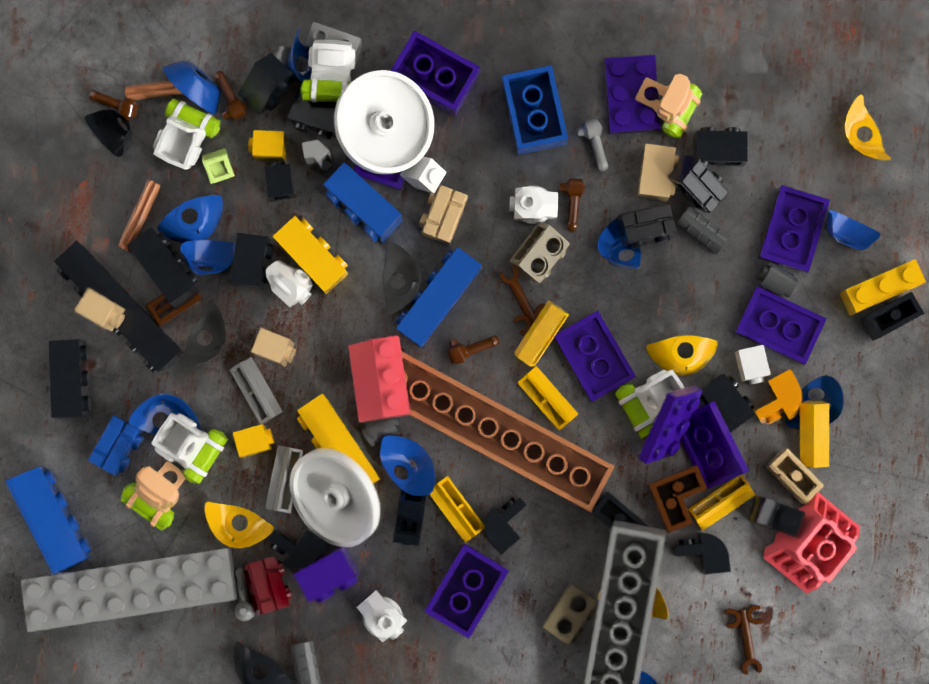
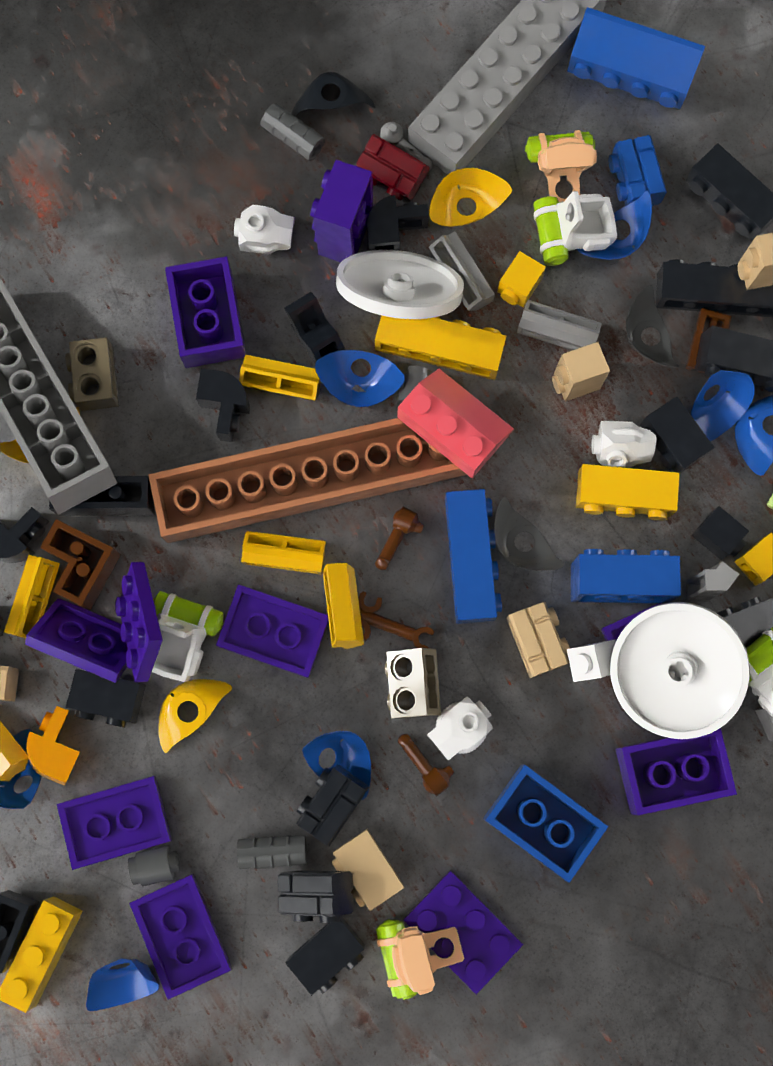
camera: 140 degrees right, 5 degrees down
(592, 130) = (469, 855): light grey piece -> none
(752, 364) = (110, 758): white brick -> none

